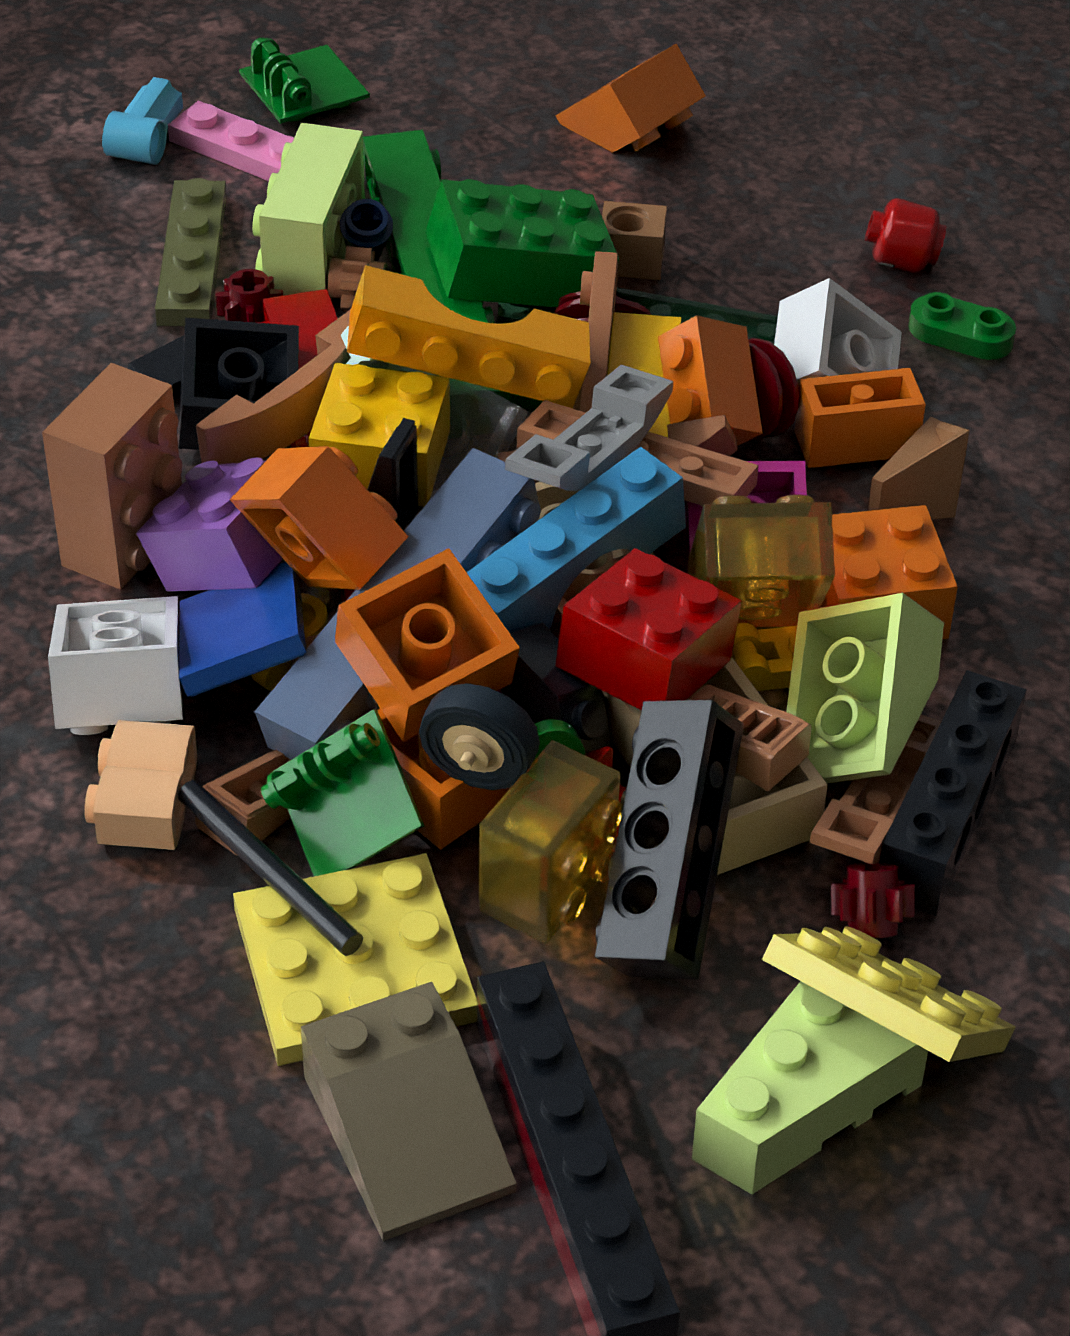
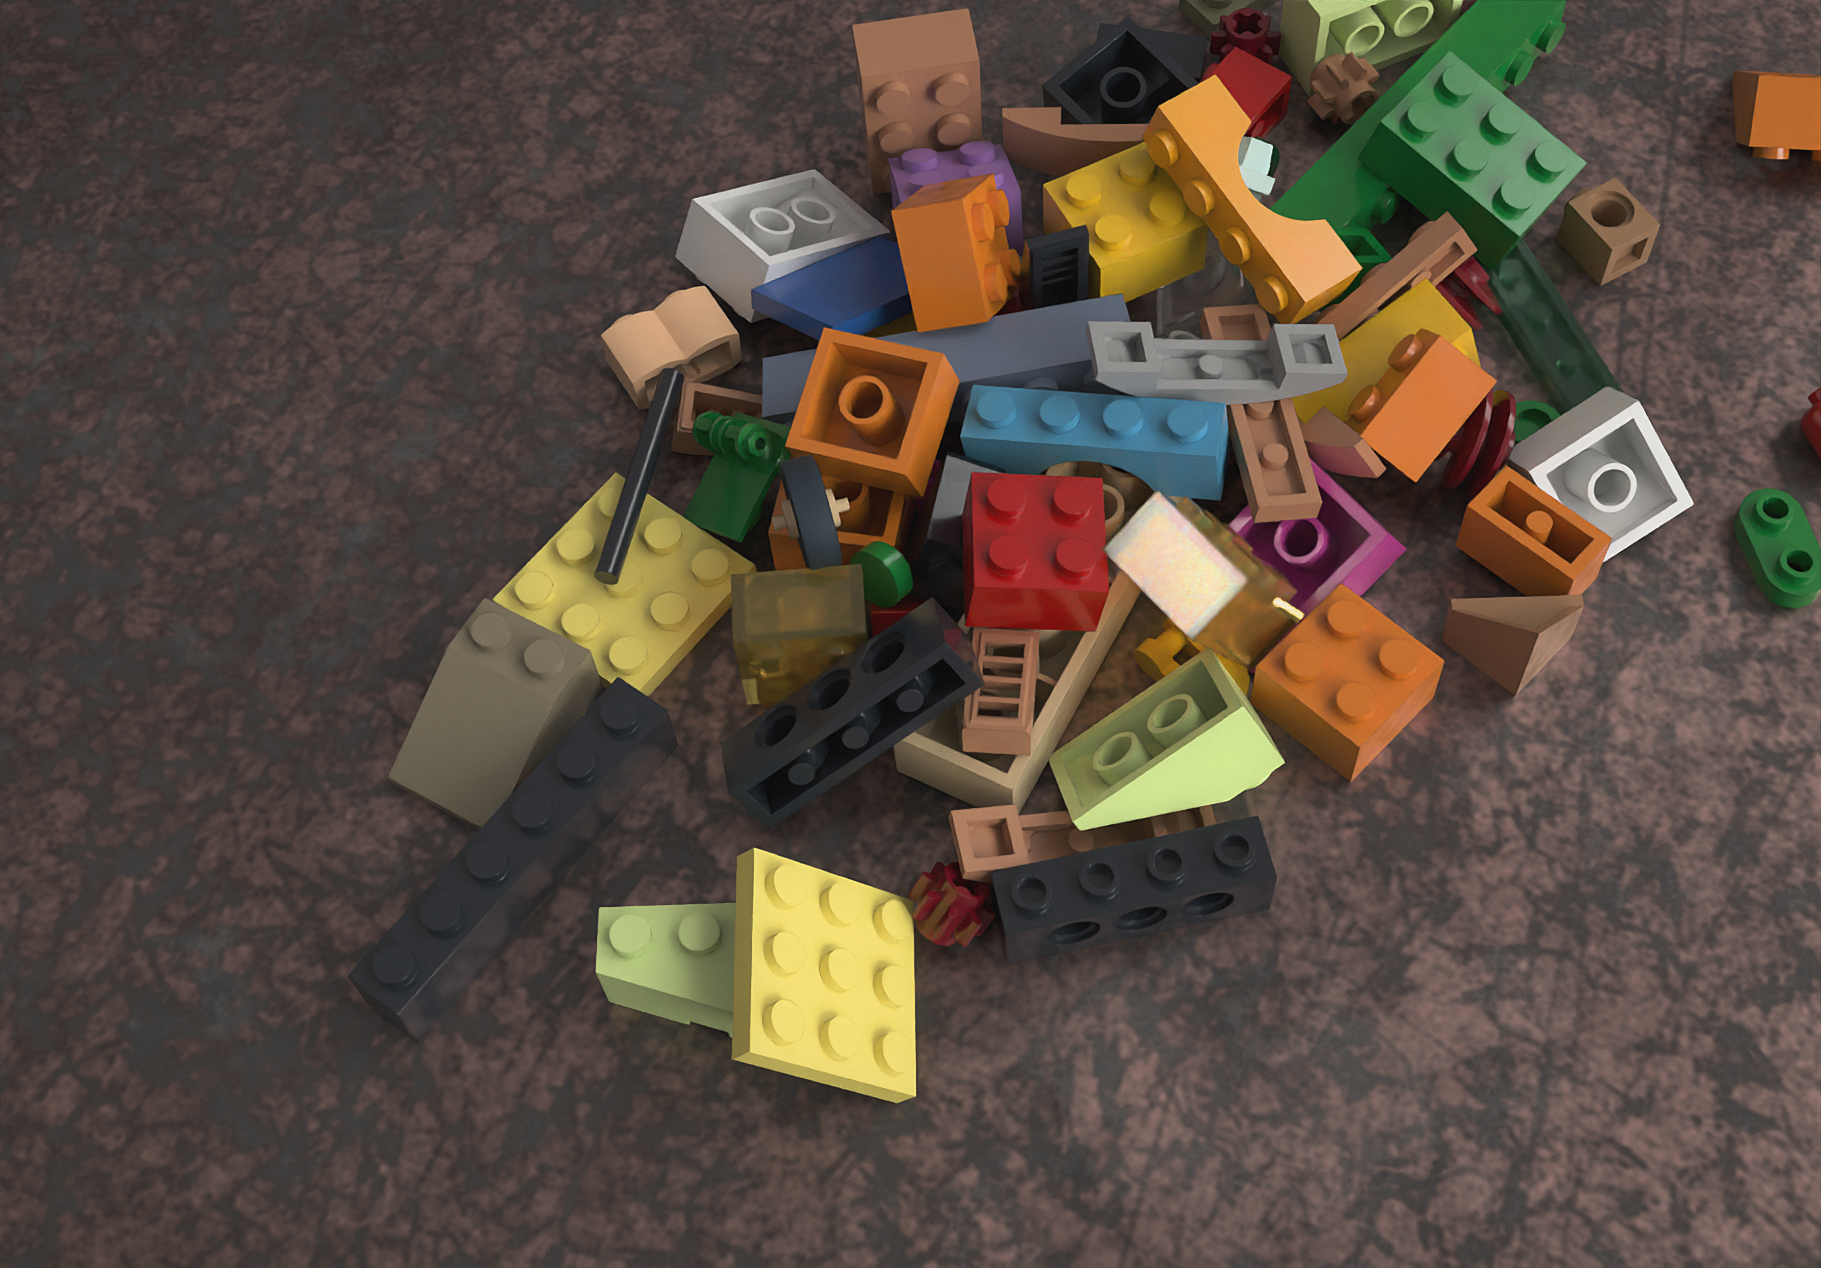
camera: 60 degrees right, 15 degrees up
(366, 225) = (1392, 48): dark blue cone -> none

